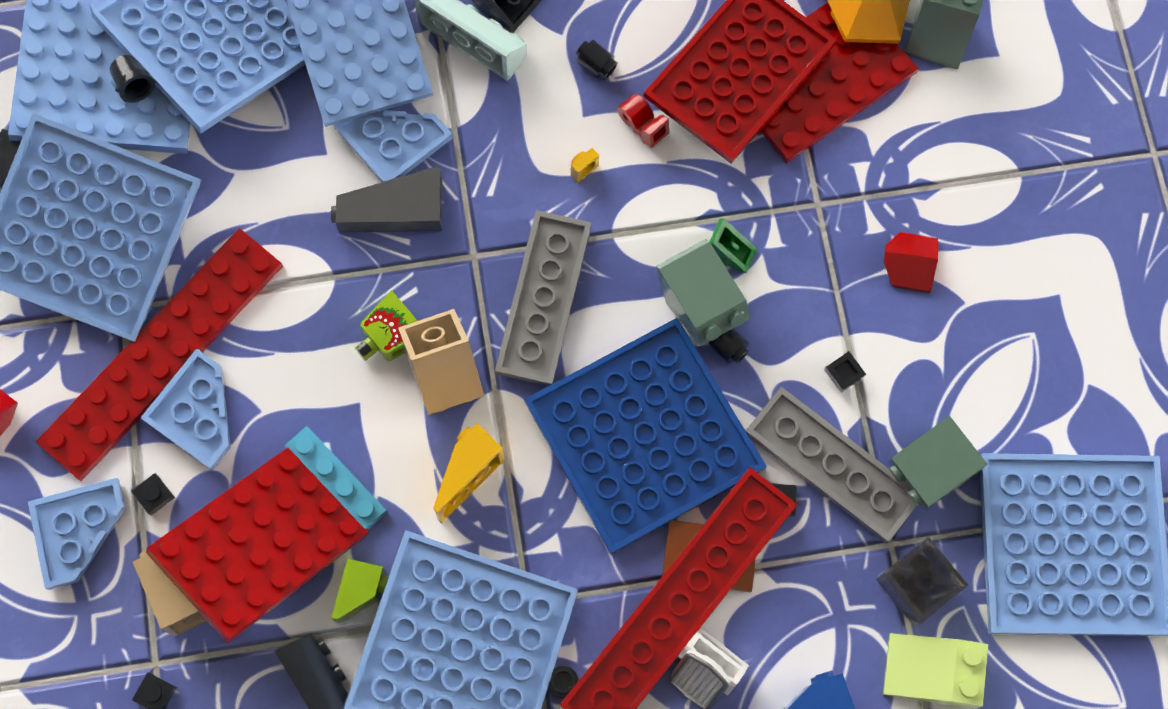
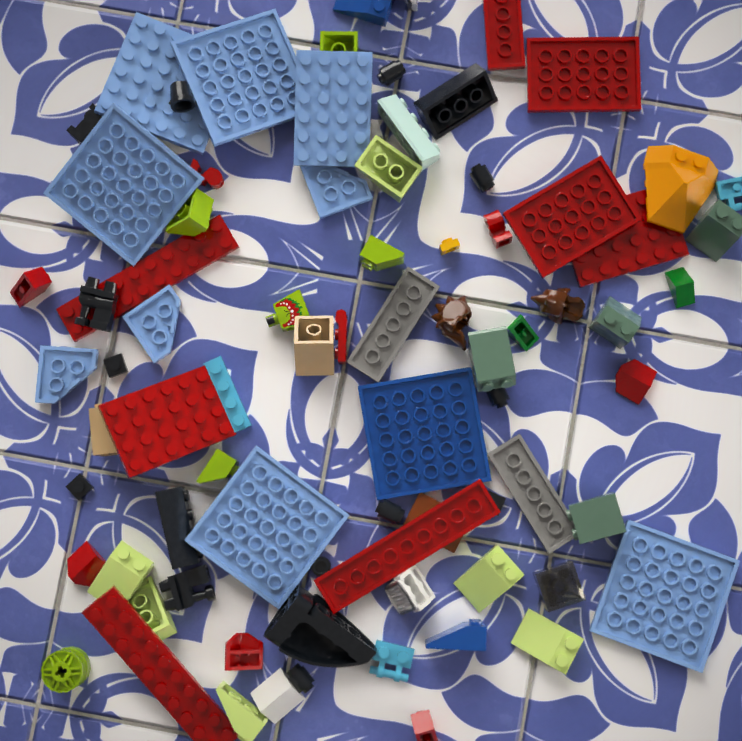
camera: 30 degrees right, 10 degrees up
(98, 402) = (102, 301): none -> black hips
(200, 241) = (193, 215): none -> lime slope
(213, 181) = (212, 176): none -> red leg
(393, 205) = (320, 232): dark grey slope -> none
(461, 85) = (388, 168): none -> yellowish green slope
(468, 318) = (341, 335): none -> red hinge
(471, 463) = (309, 416): yellow slope -> none
(492, 205) = (380, 255): none -> lime slope
(627, 260) = (453, 318): none -> reddish brown head
(636, 563) = (389, 512): none -> black brick
(767, 191) = (559, 305): none -> reddish brown head
(816, 609) = (488, 578): none -> yellowish green slope
(845, 372) = (563, 437): black plate -> none
(855, 192) = (616, 323): none -> sand green slope
(925, 115) = (681, 287): none -> green slope

